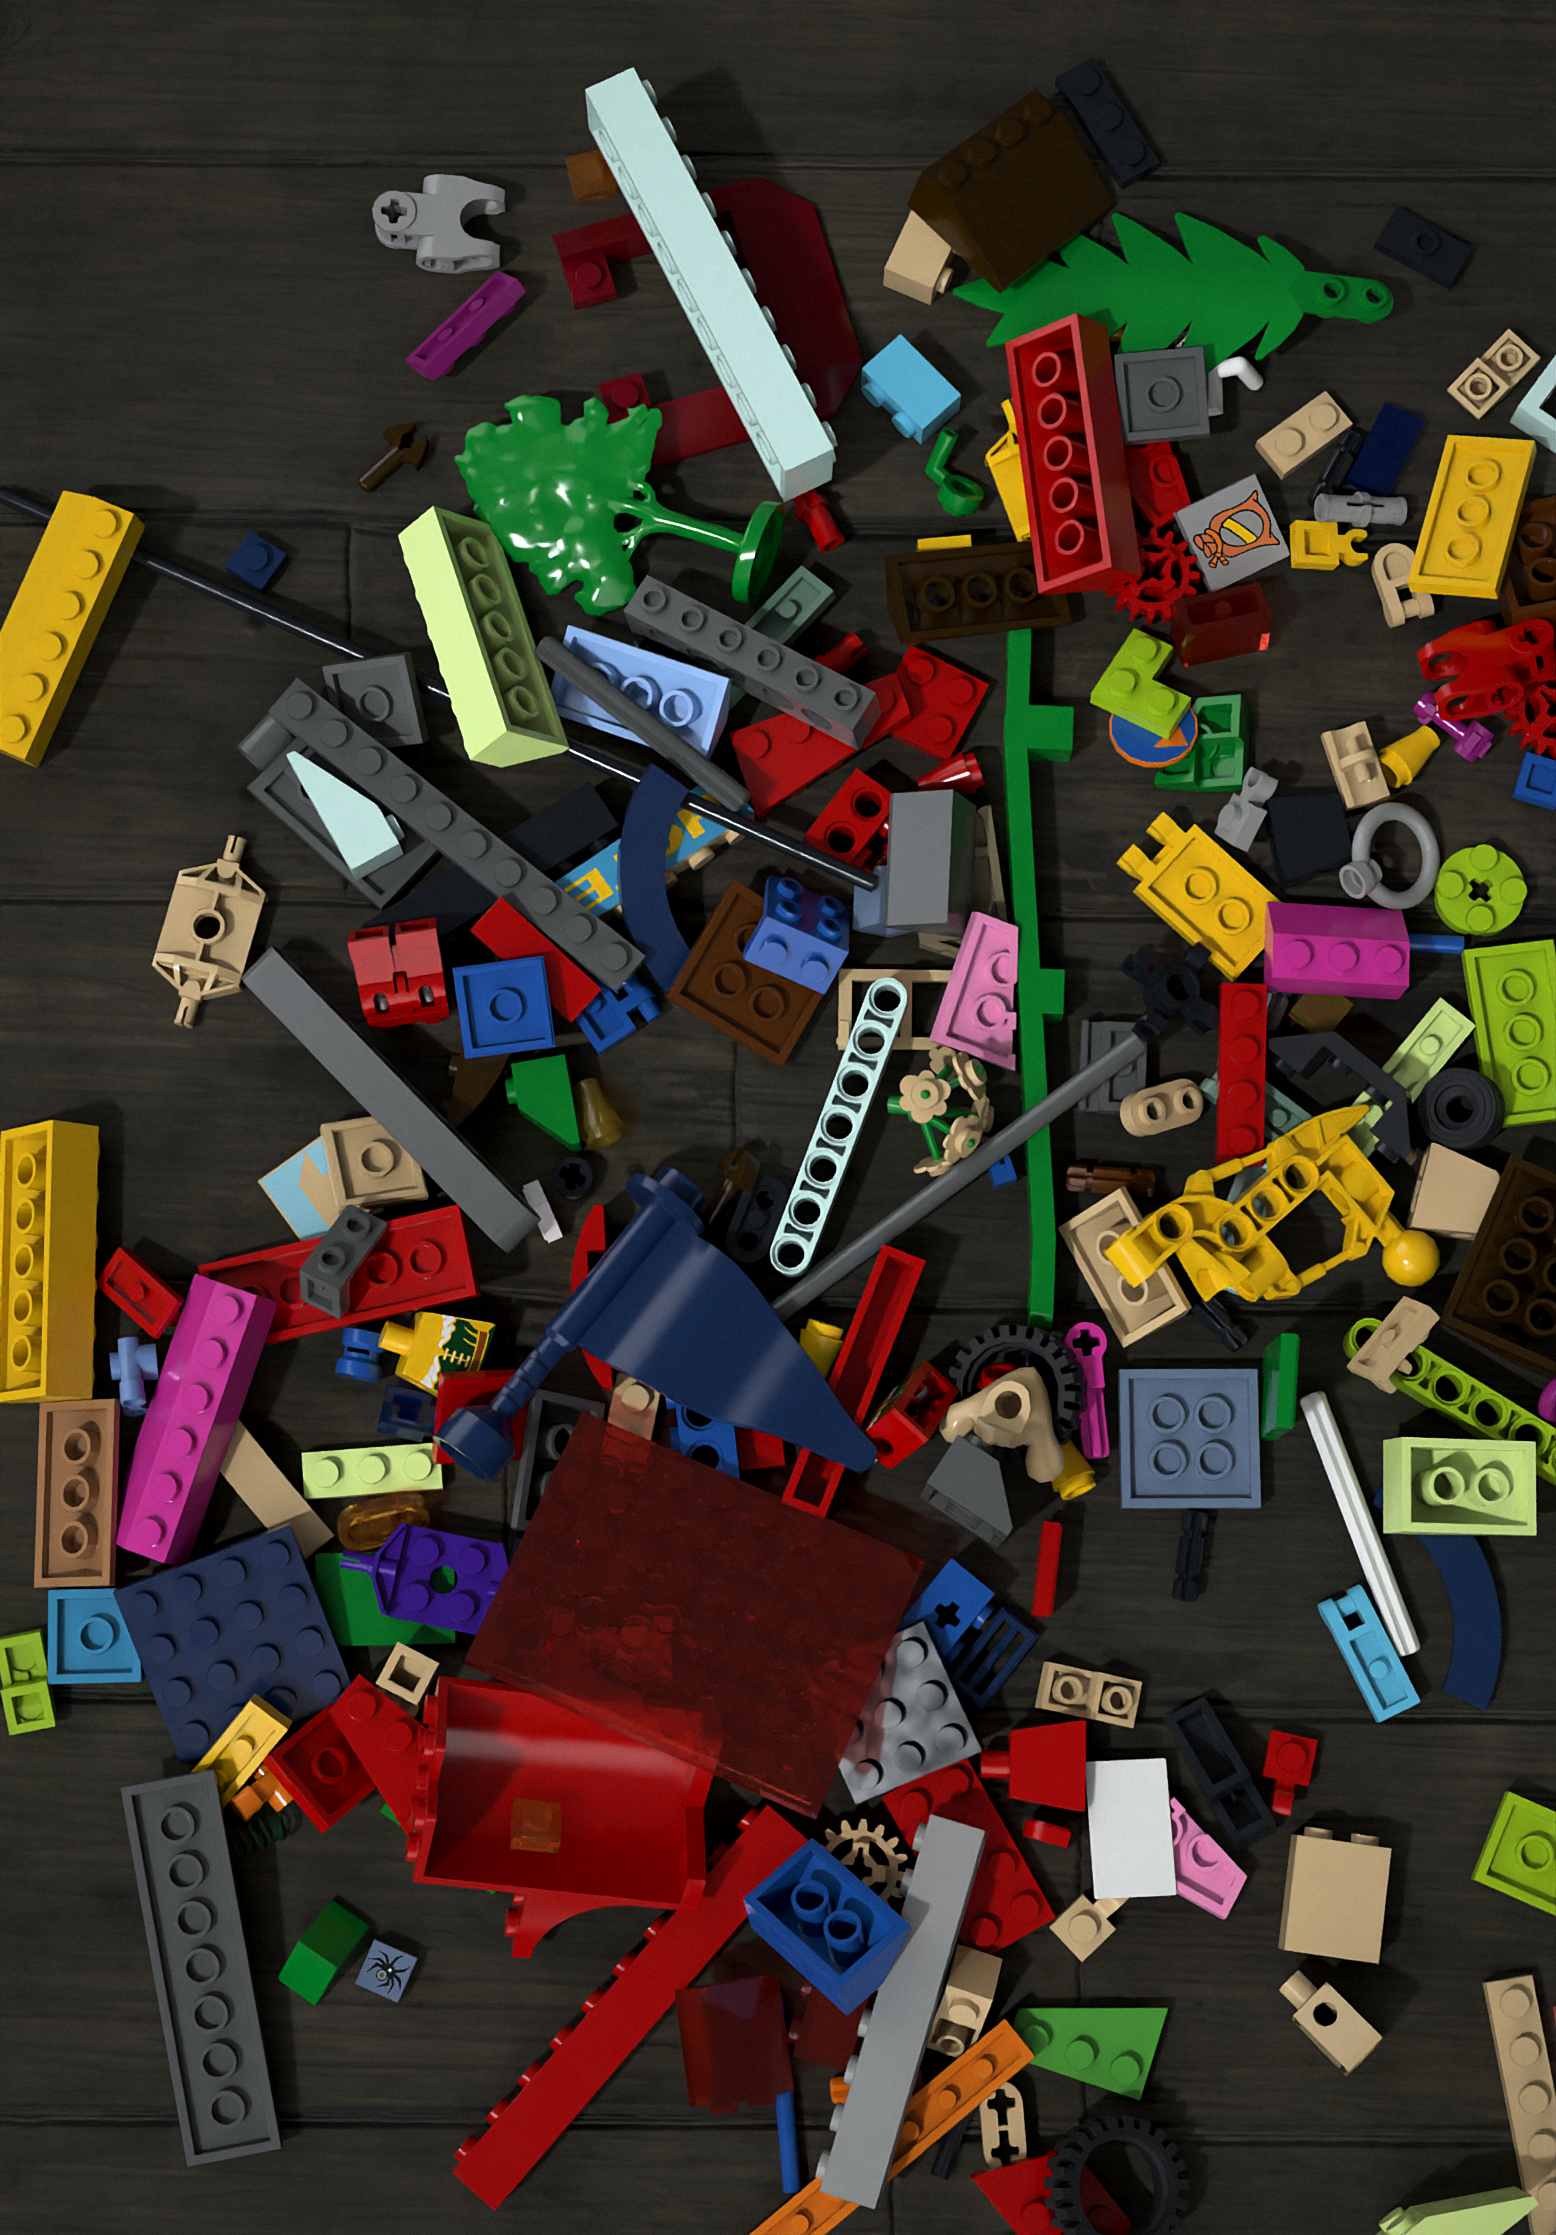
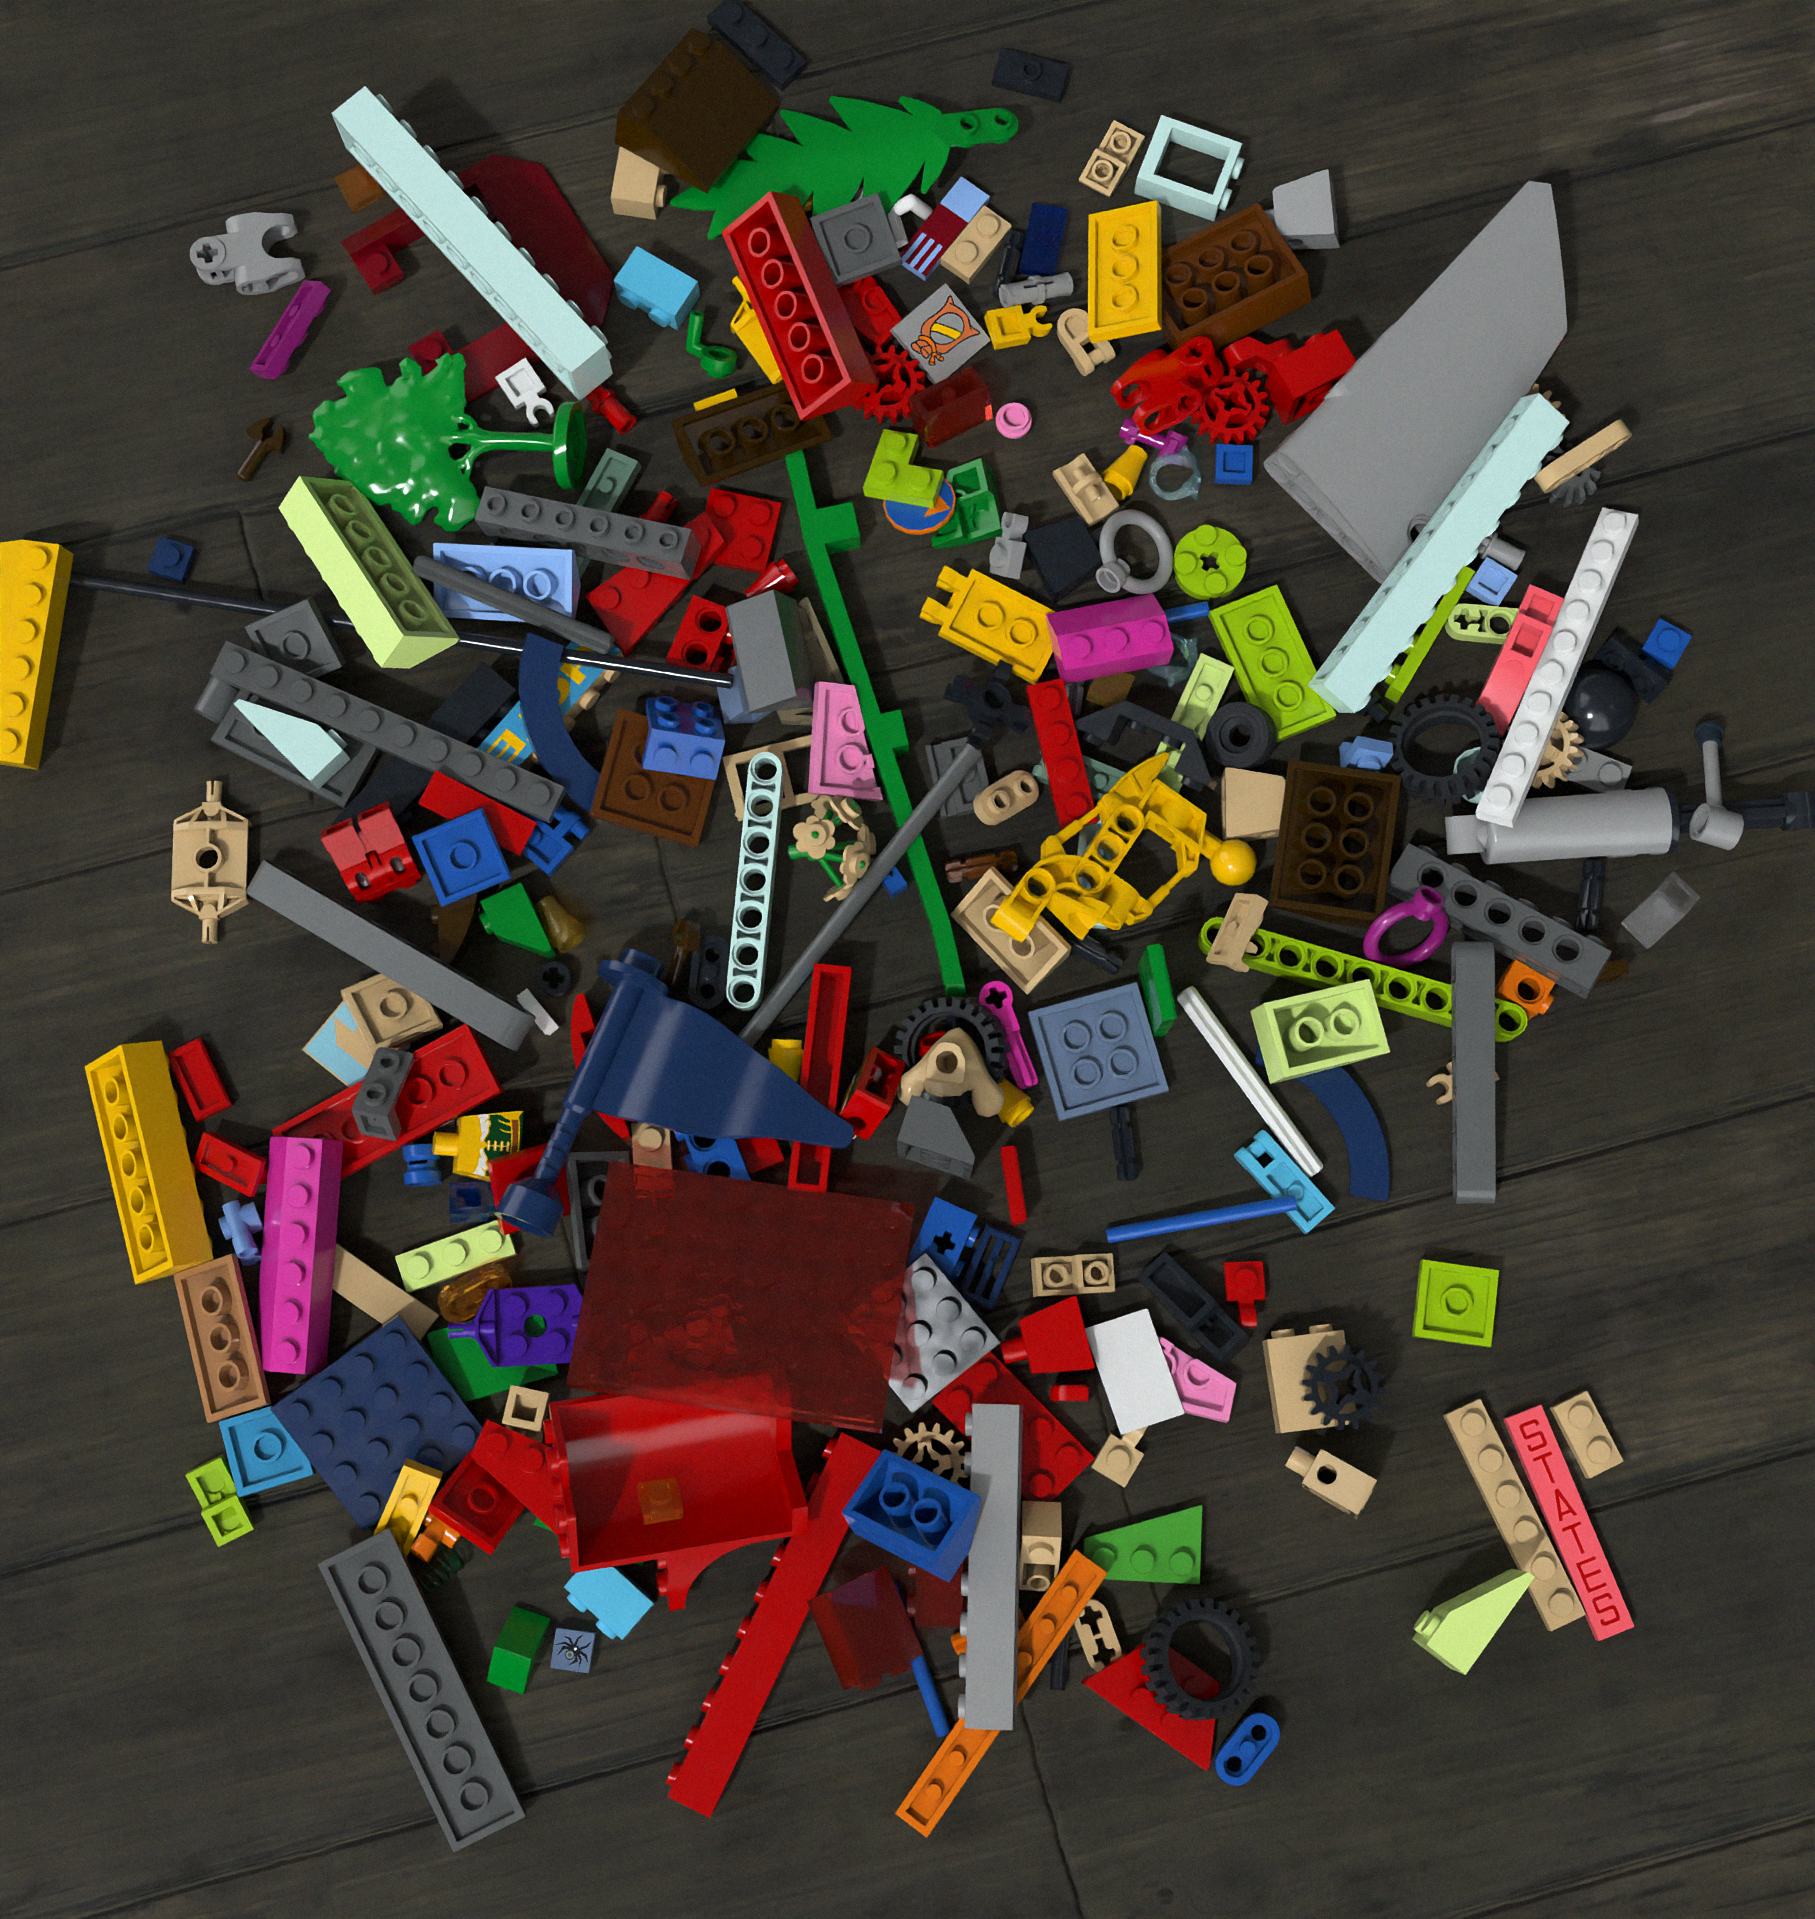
camera: 15 degrees left, 0 degrees up
(129, 1183) = (199, 1079): none -> red tile
(448, 1923) = (611, 1597): none -> medium azure brick
(721, 467) = (524, 388): none -> white plate
(1259, 1670) = (1201, 1219): none -> blue piece
(1269, 405) = (942, 228): none -> tile
(1291, 658) = (1013, 420): none -> bright pink plate
(1389, 1899) = (1332, 1405): none -> black gear
(1404, 1013) = (1179, 674): none -> clear light blue piece
(1480, 758) = (1182, 458): none -> clear light blue piece

